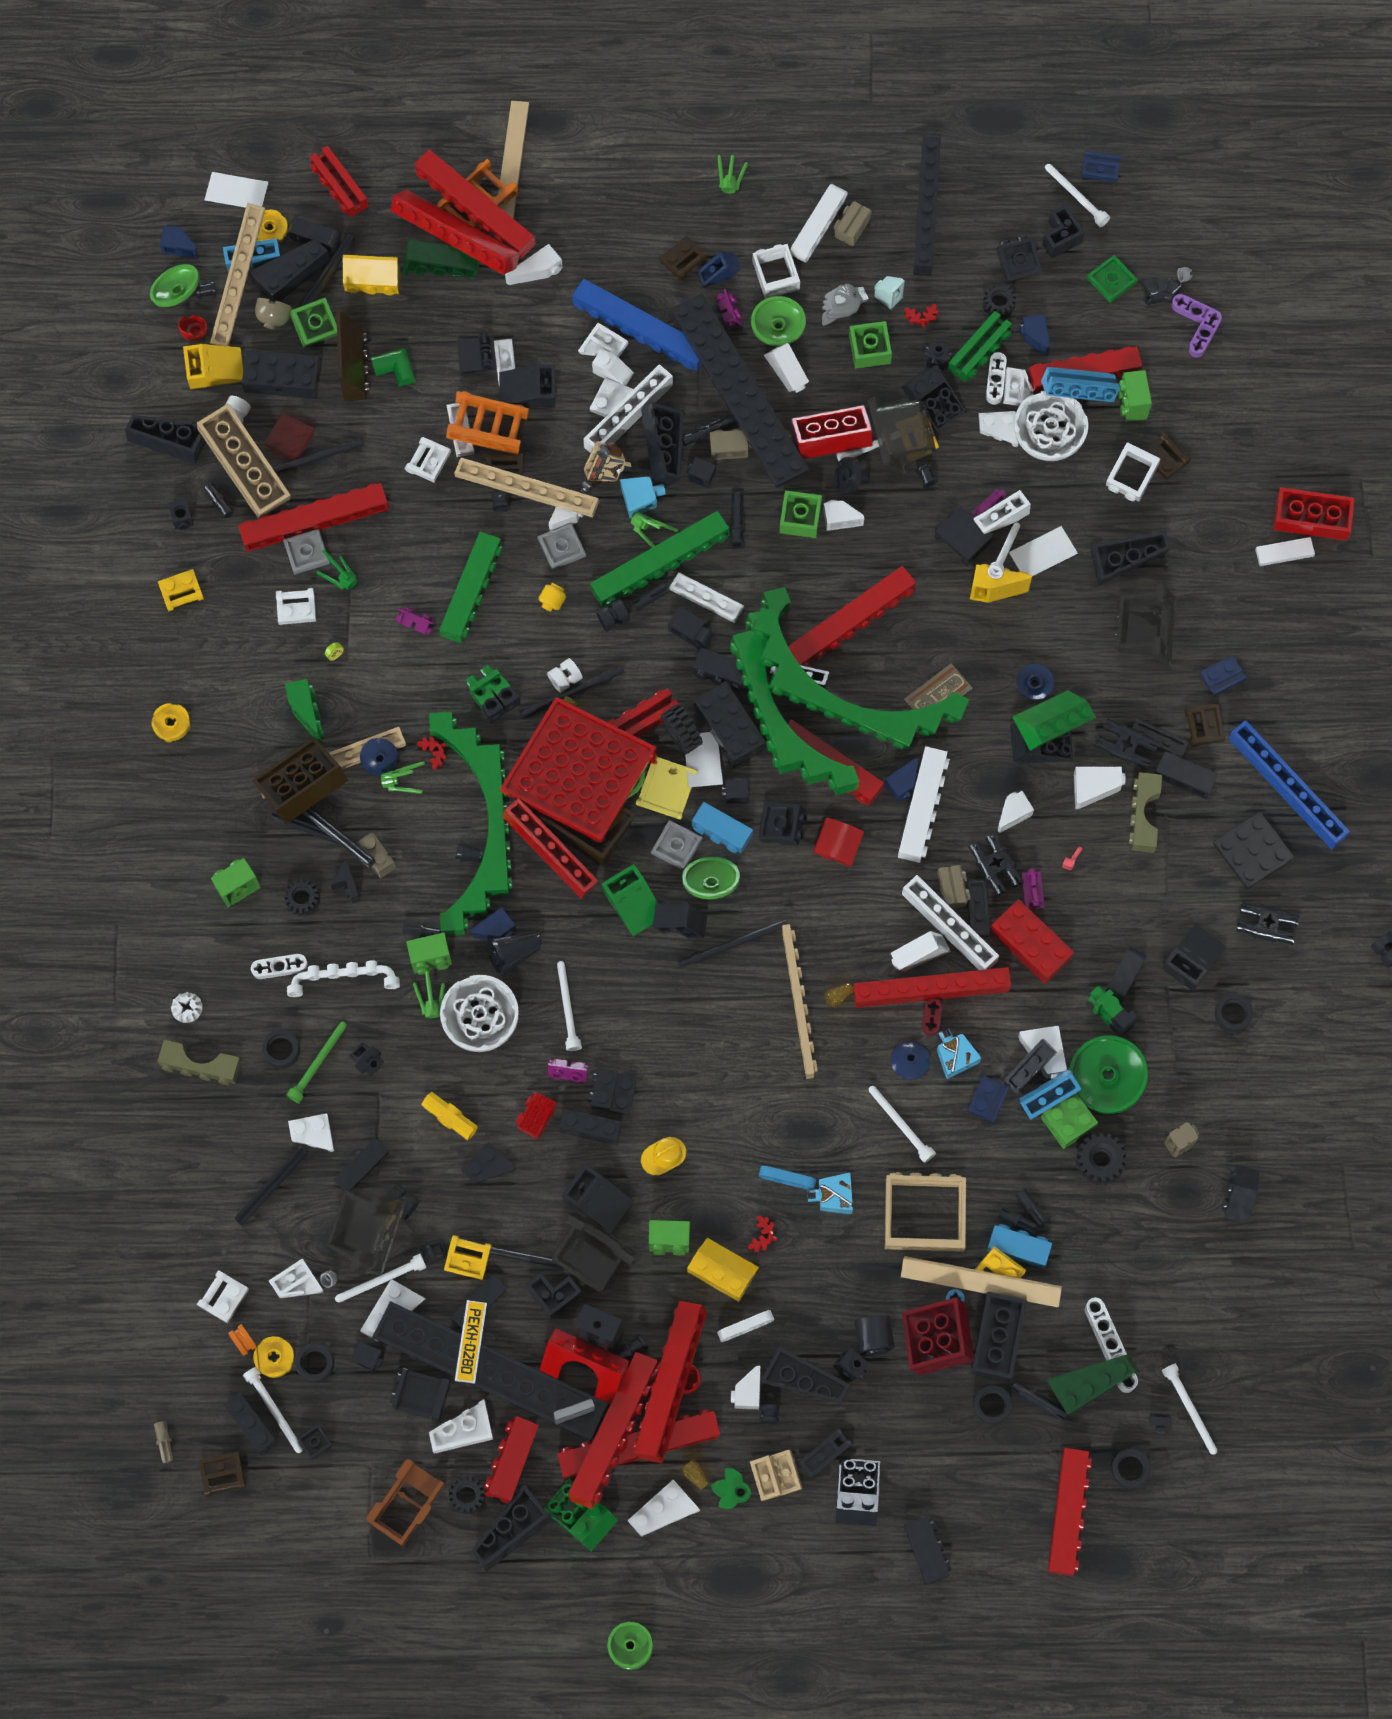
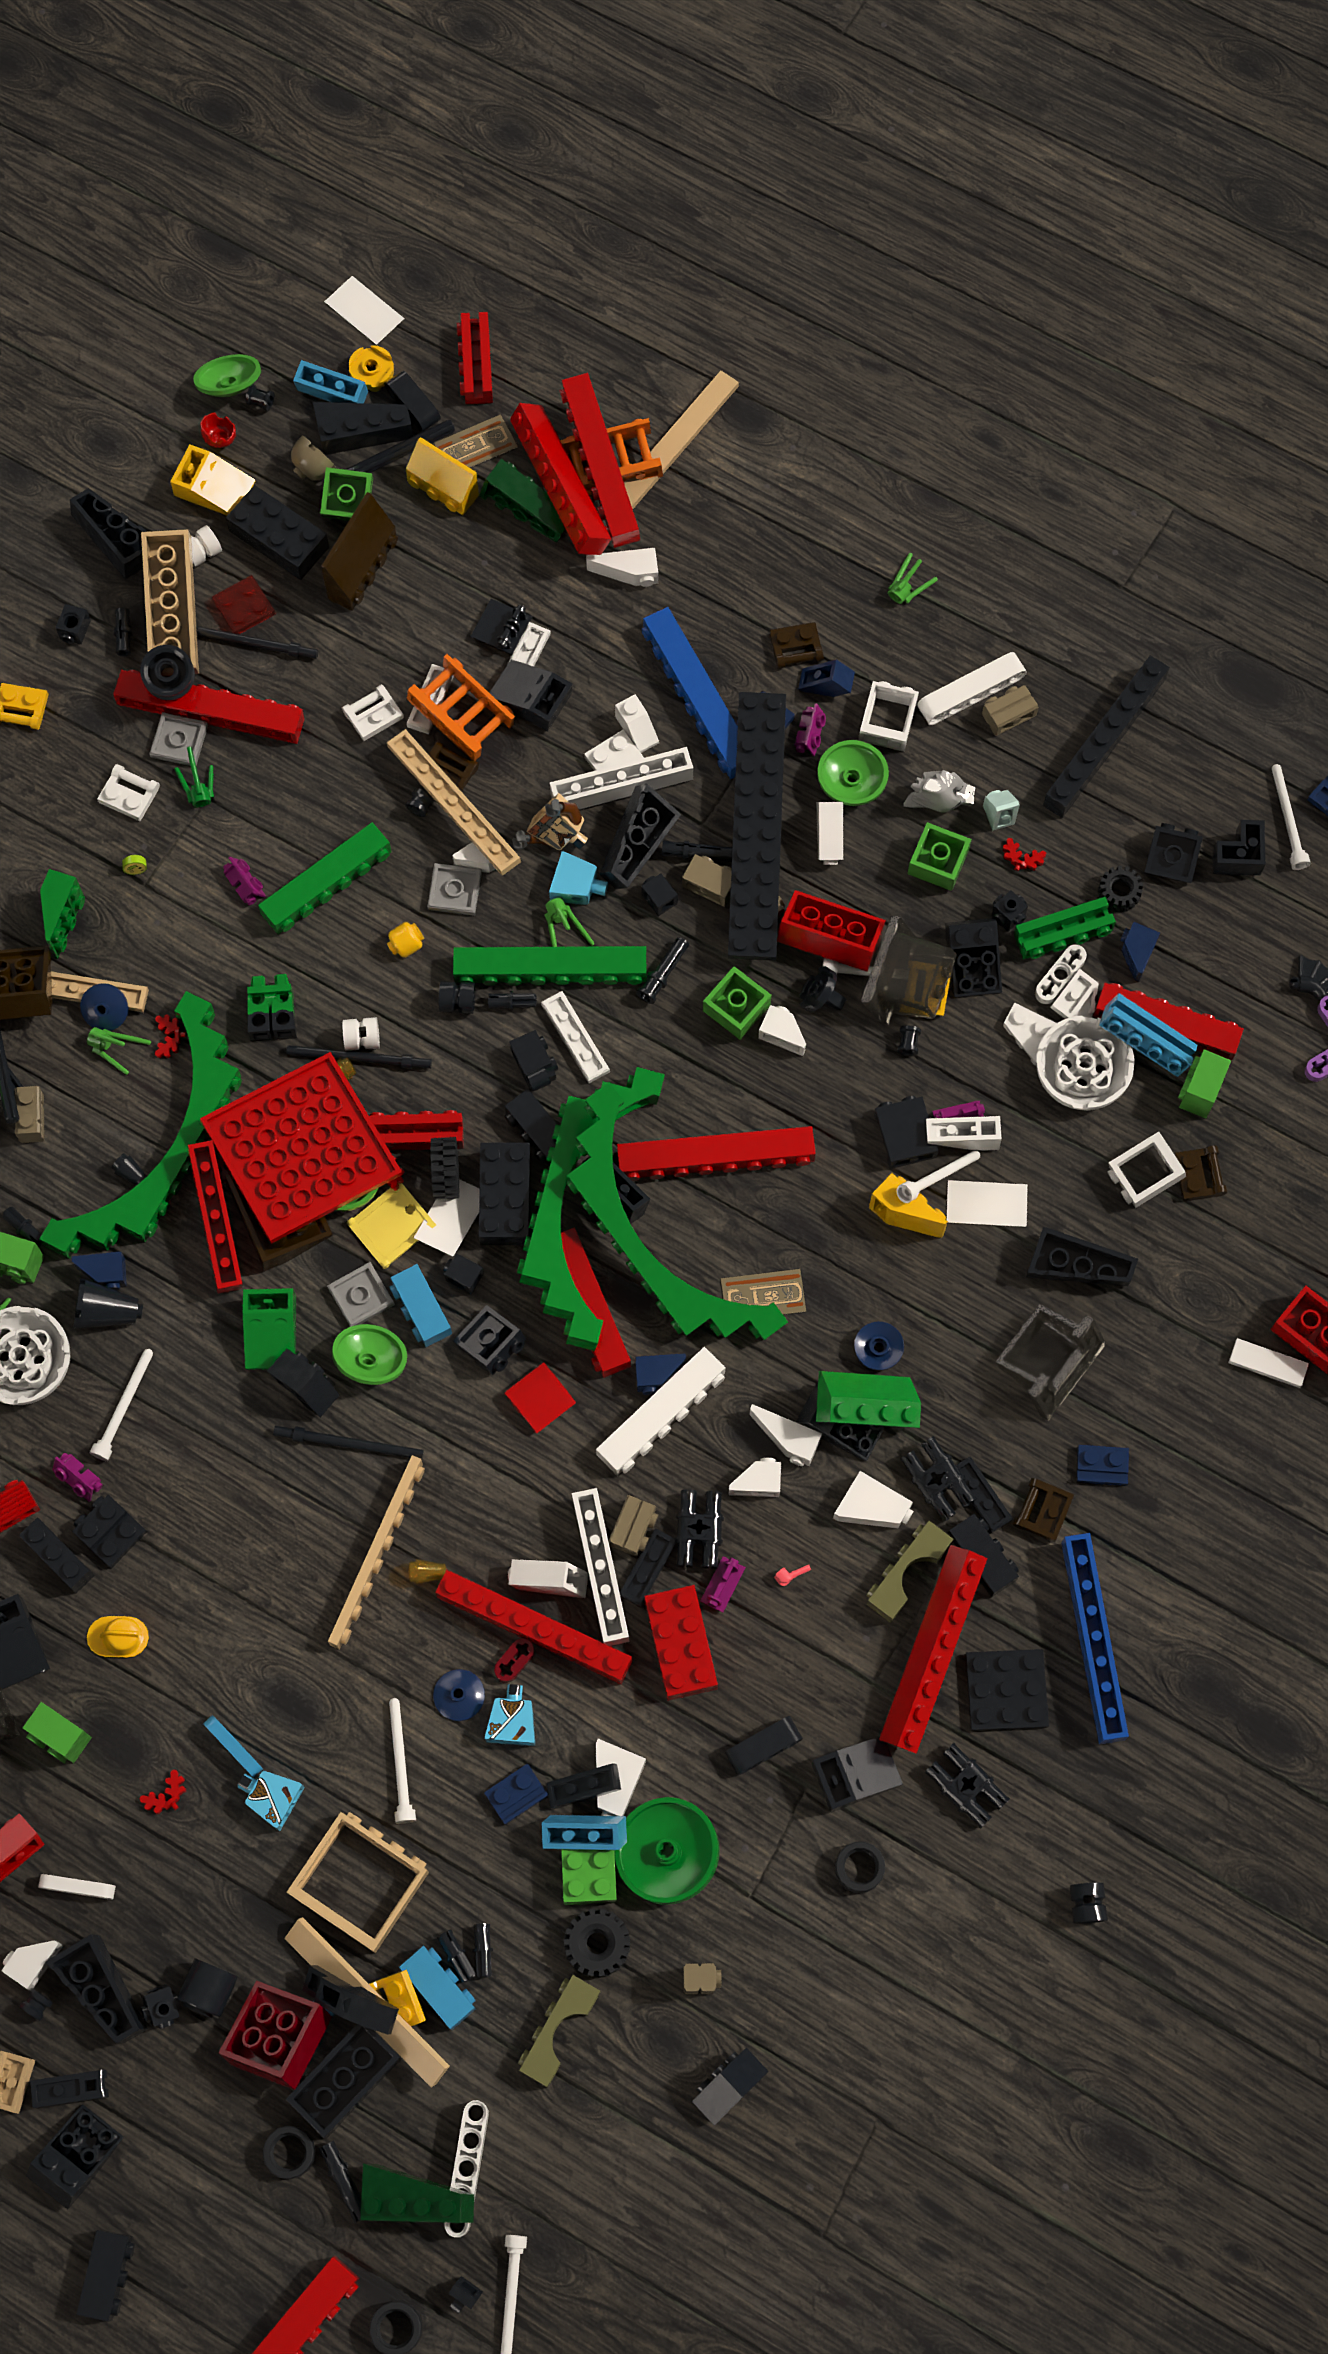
camera: 30 degrees right, 0 degrees up
(176, 242) = (261, 329): dark blue slope -> none
(237, 275) = (298, 399): tan tile -> none
(271, 519) = (167, 657): none -> black wheel
(377, 237) = (479, 442): none -> sticker
(395, 361) = (409, 586): green brick -> none
(603, 339) = (648, 689): white wing -> none
(722, 1269) = (94, 1805): yellow slope -> none
(972, 1285) = (350, 2002): none -> black slope
(1016, 772) = (791, 1438): none -> white slope
(1111, 1012) = (717, 1771): green hips -> none
(1112, 278) = (1268, 935): green tile -> none
(1114, 1251) = (576, 1999): none -> olive arch
(1194, 849) = (933, 1649): none -> red brick

